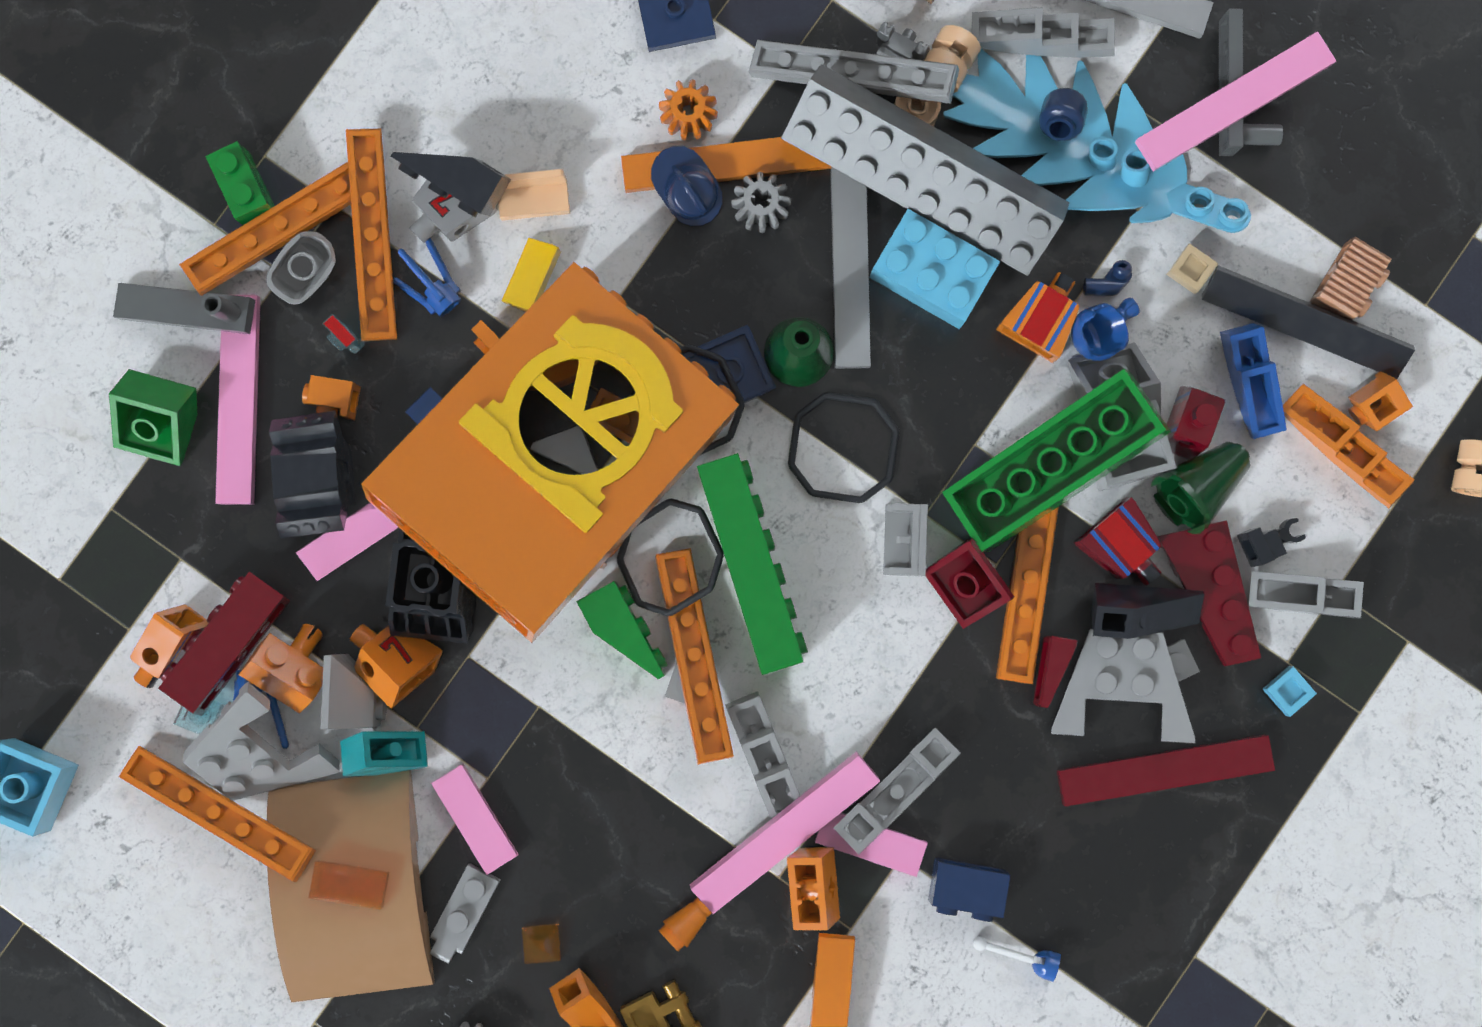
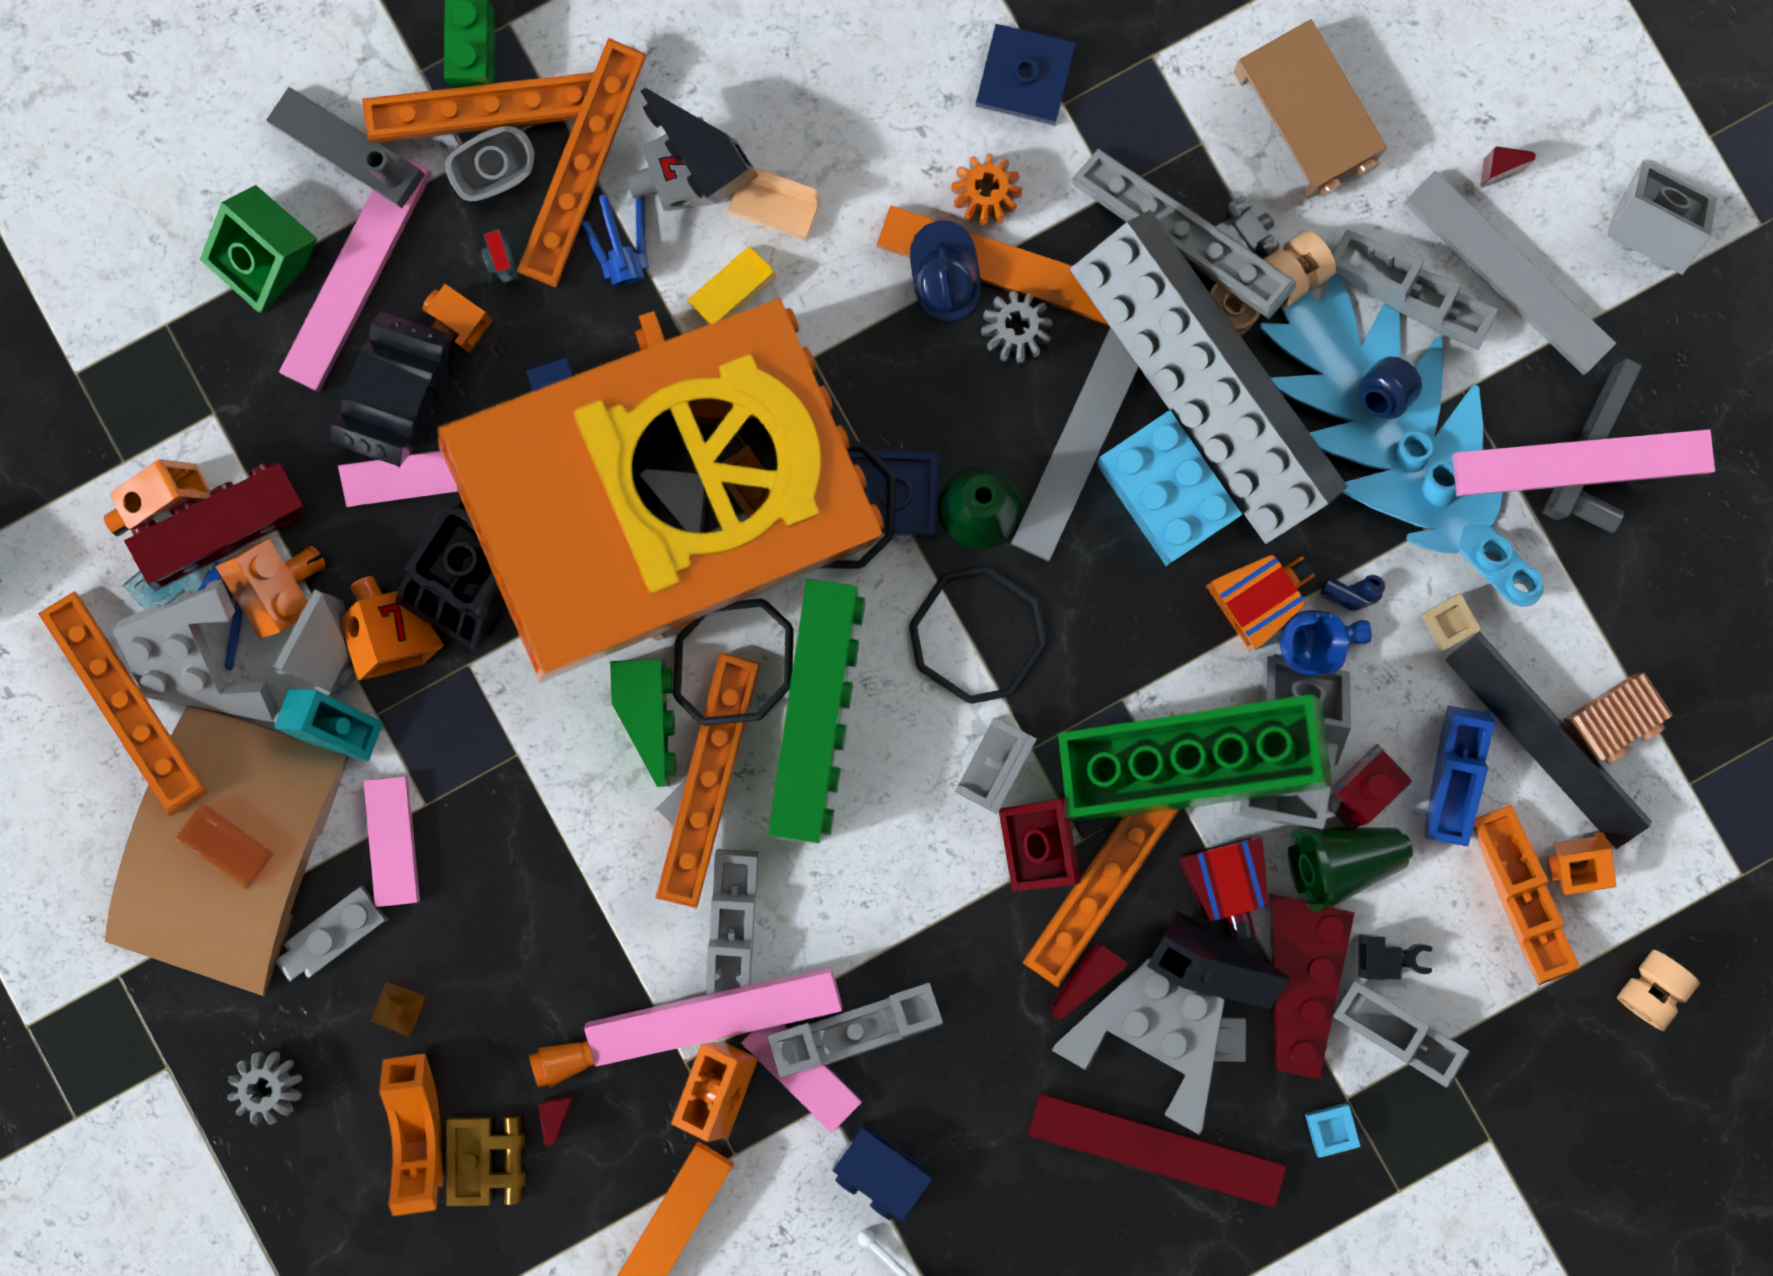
camera: 30 degrees right, 0 degrees up
(699, 967) = (553, 1115): none -> dark red slope

